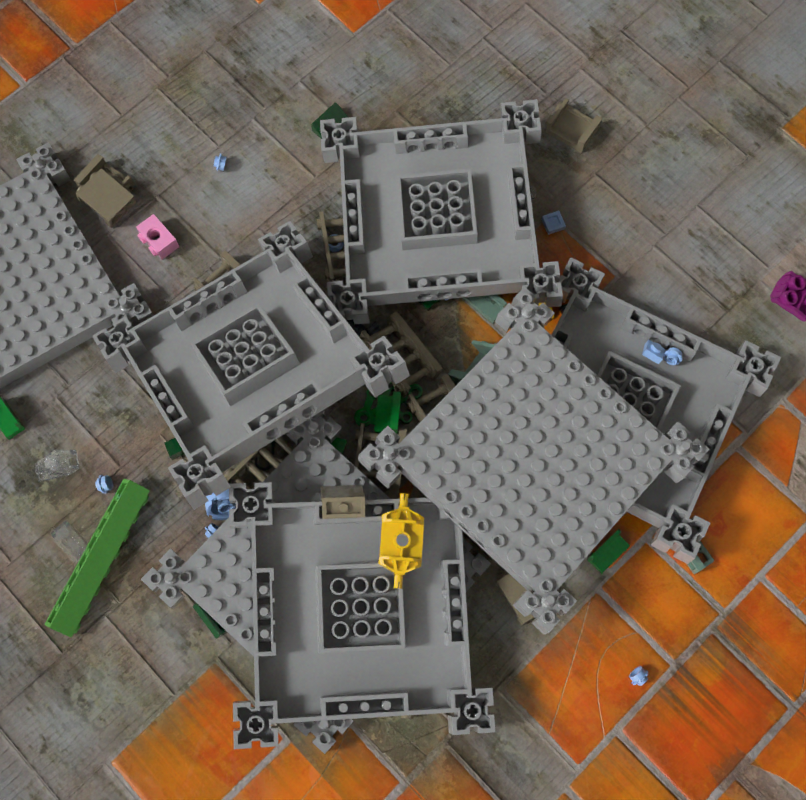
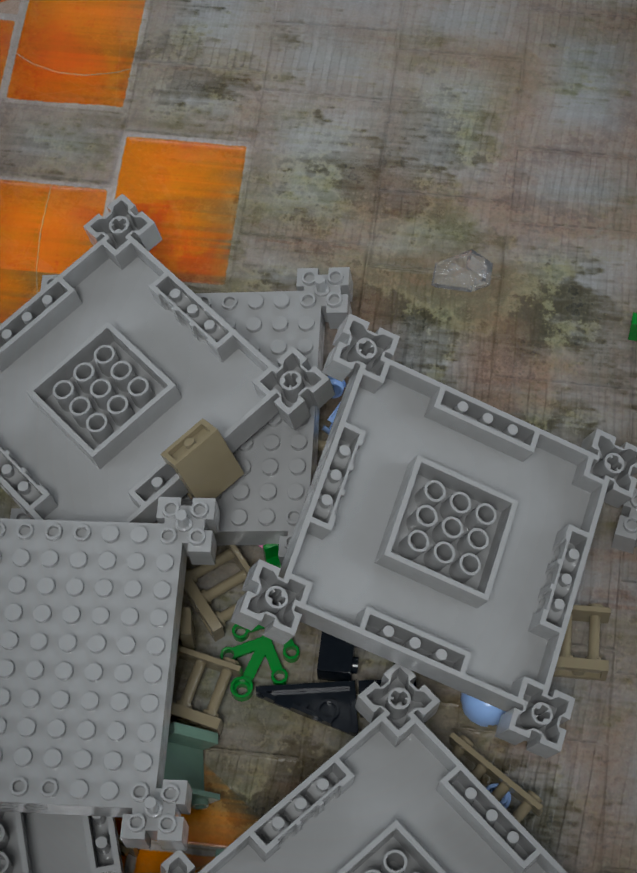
camera: 145 degrees right, 10 degrees down
(57, 464) = (553, 325): clear slope -> none
(97, 558) = (424, 280): bright green brick -> none
(104, 483) = (489, 346): light blue plate -> none
(388, 412) = (251, 644): green panel -> none
(396, 557) = (115, 487): yellow plate -> none
(418, 351) = (274, 732): dark tan fence -> none

